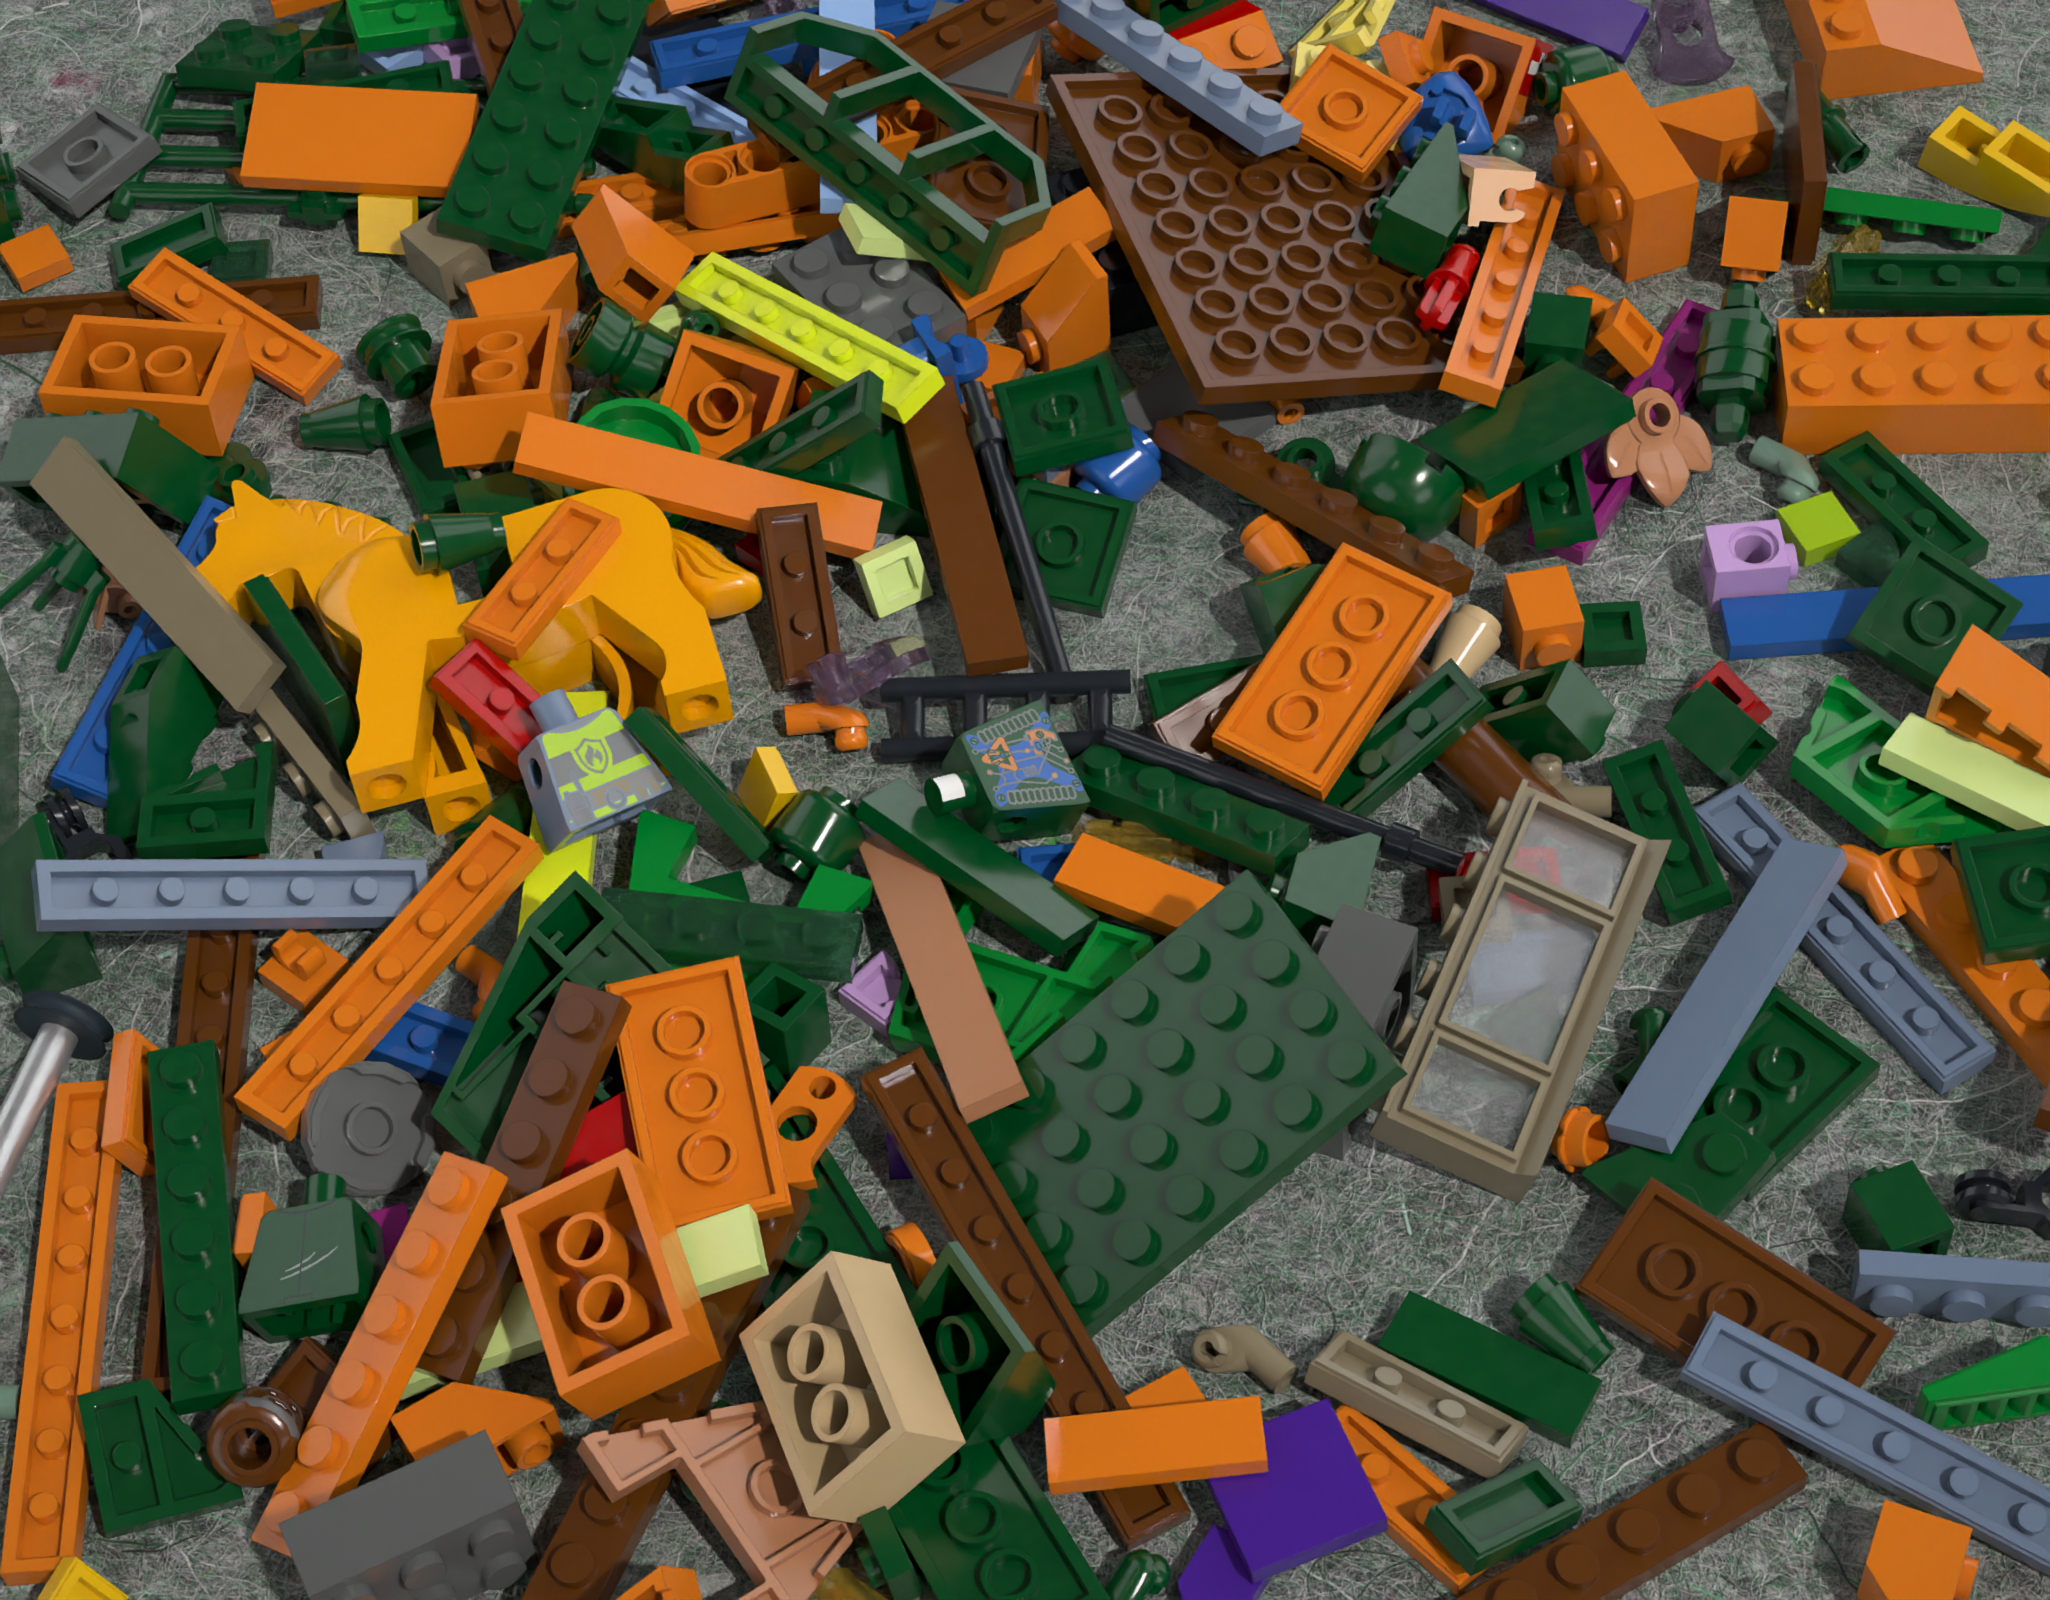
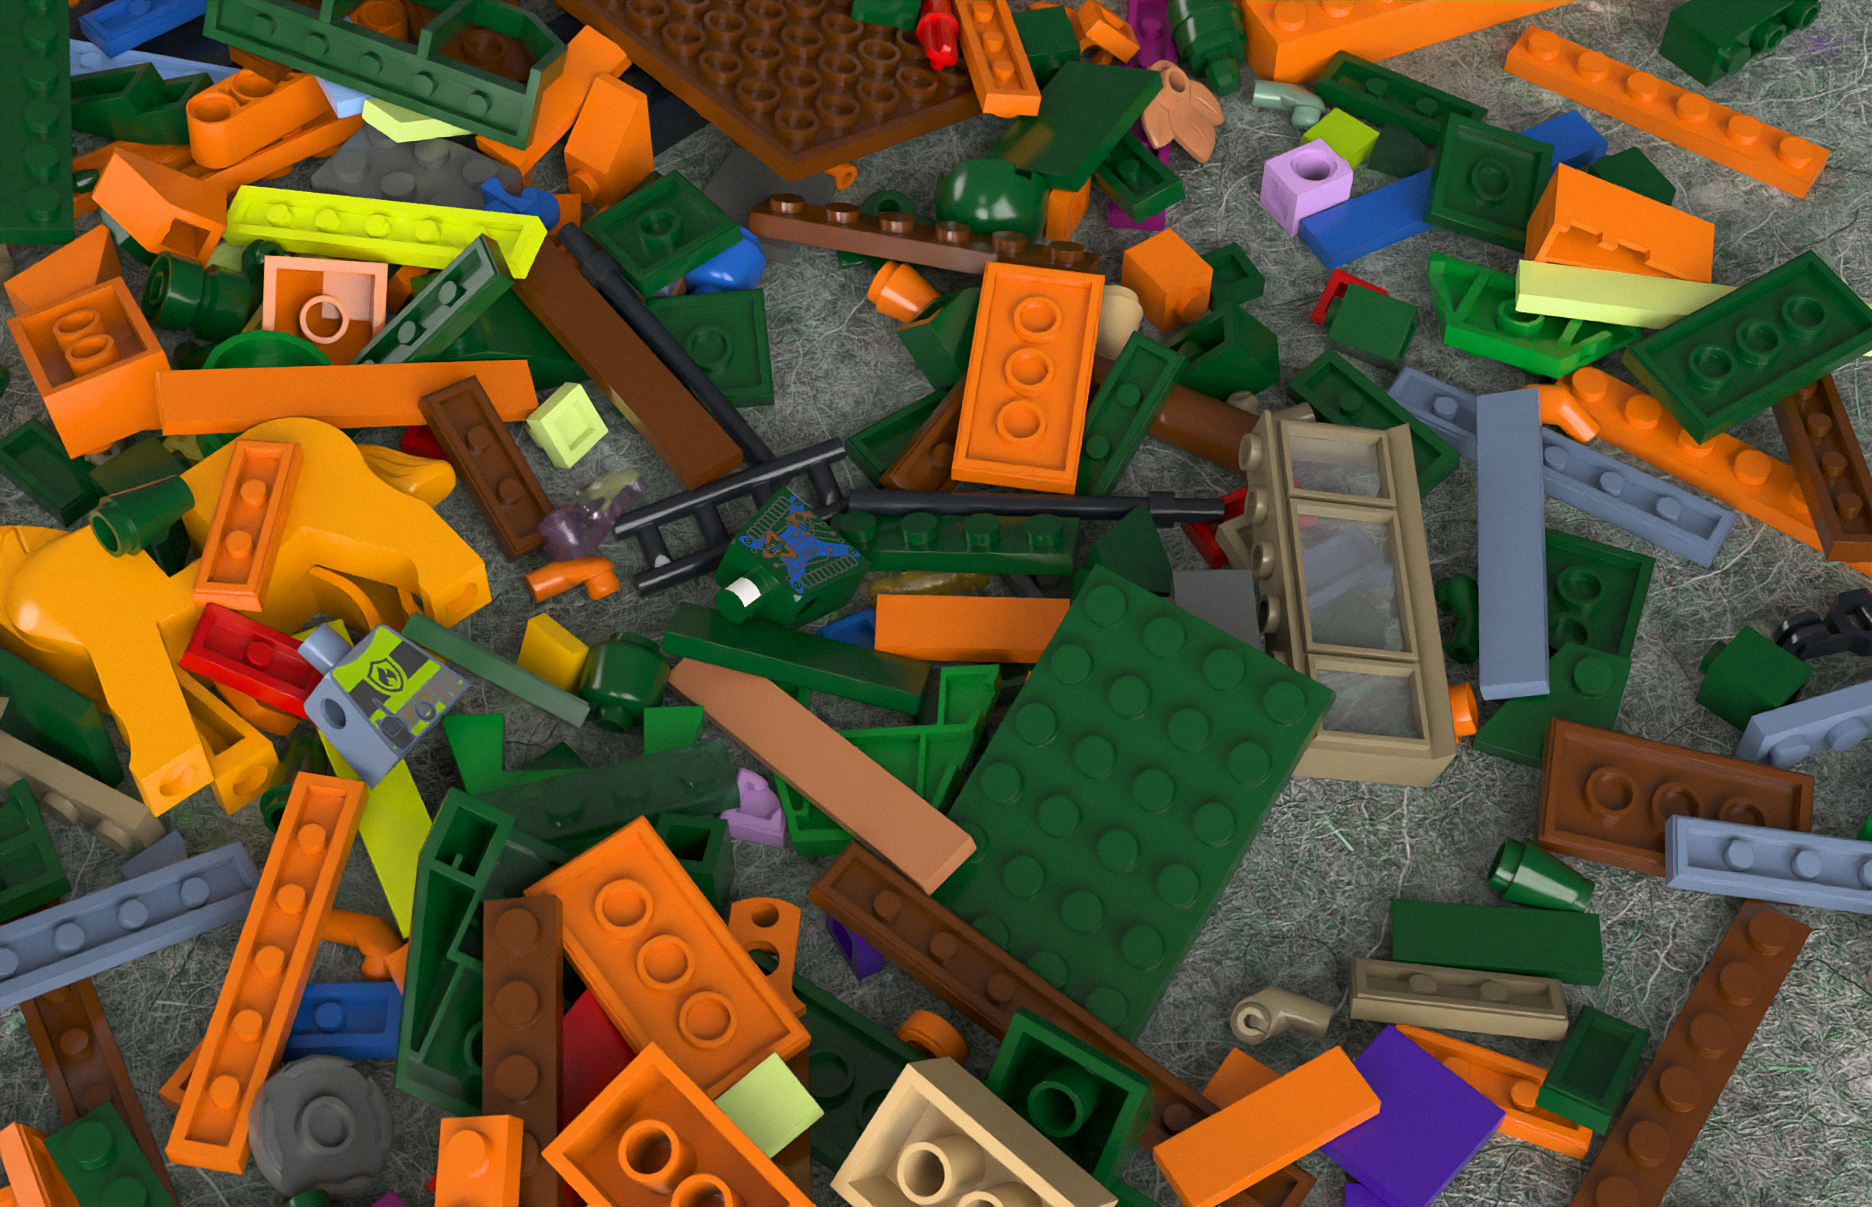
camera: 30 degrees left, 0 degrees up
(302, 969) = (161, 998): orange tile -> none

